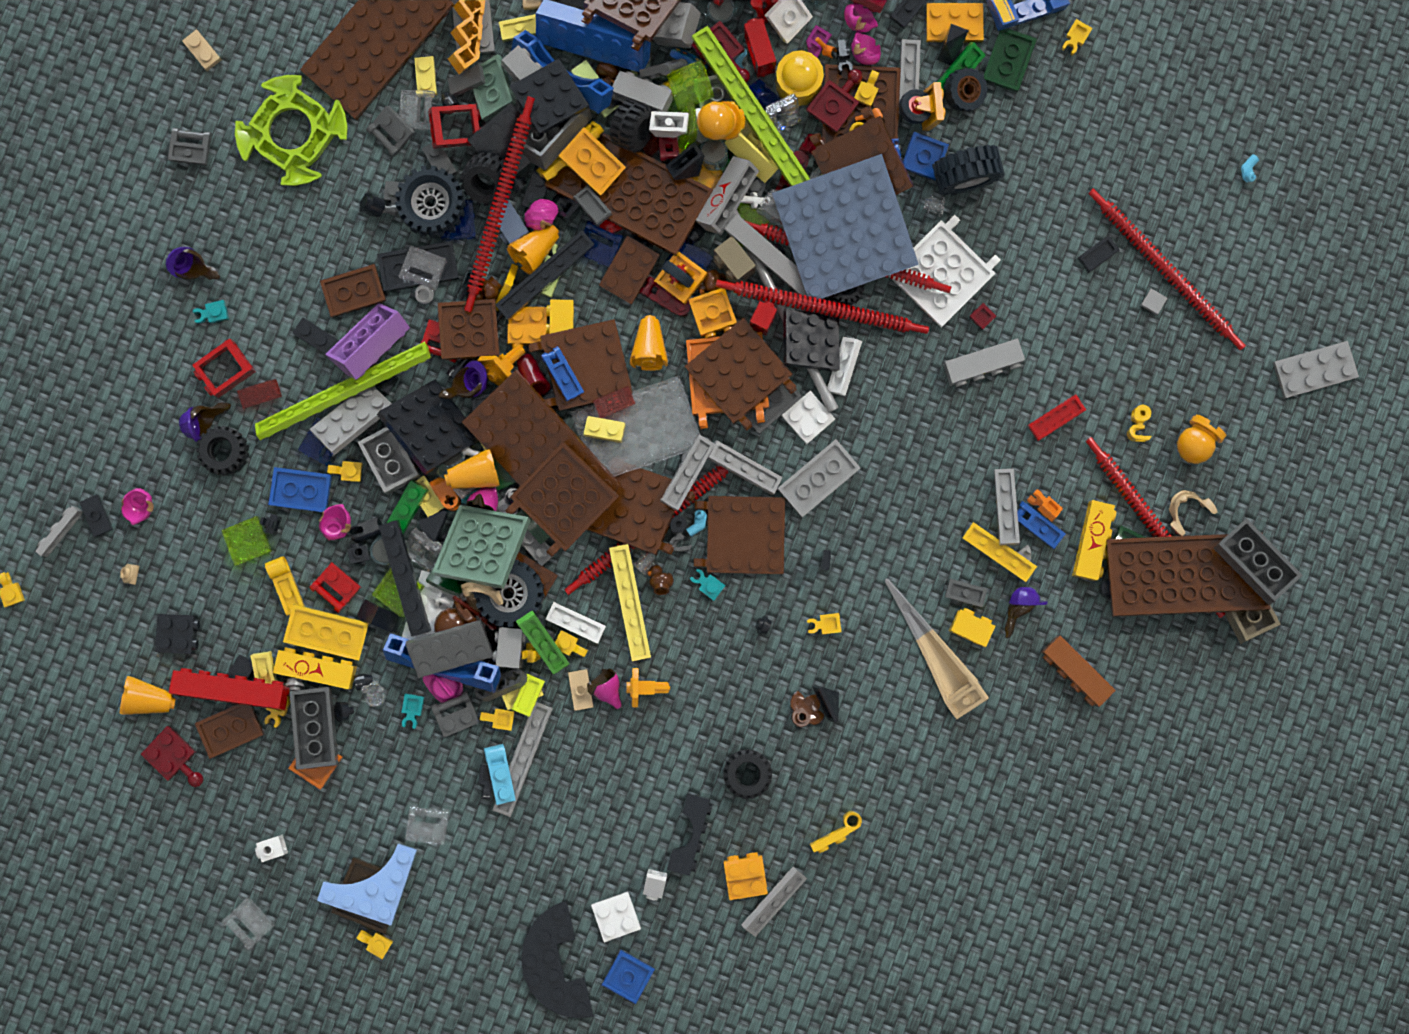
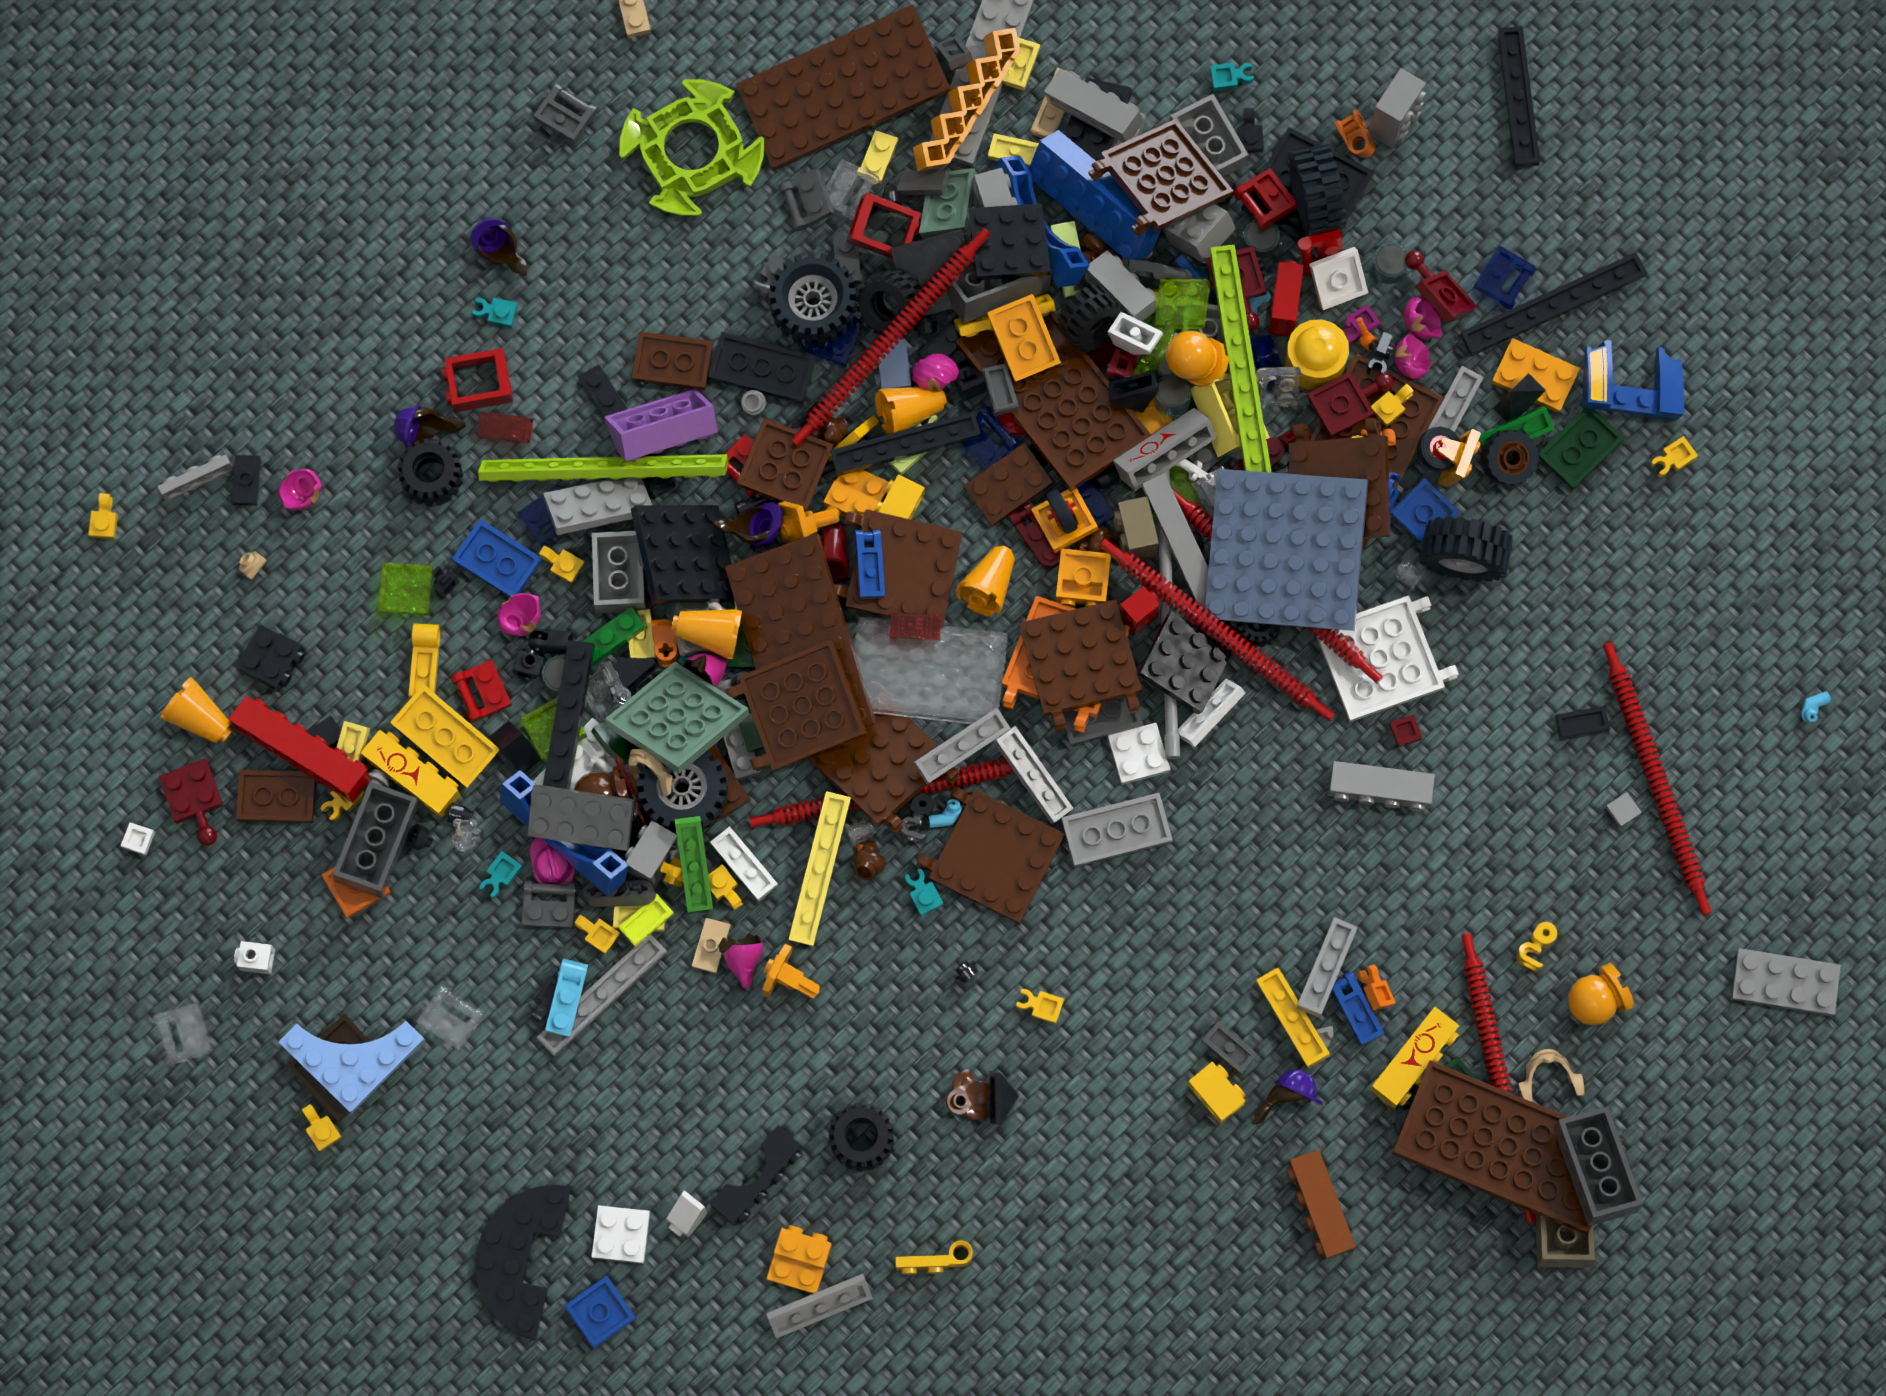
camera: 25 degrees right, 10 degrees down
(148, 804) = (137, 839): none -> white plate
(372, 205) = (743, 273): black plate -> none
(425, 262) = (772, 364): clear plate -> none
(604, 429) = (888, 652): light yellow plate -> none
(825, 560) = (1076, 927): black tile -> none
(955, 681) = (1165, 1143): tan plate -> none
(1056, 417) = (1439, 891): red plate -> none

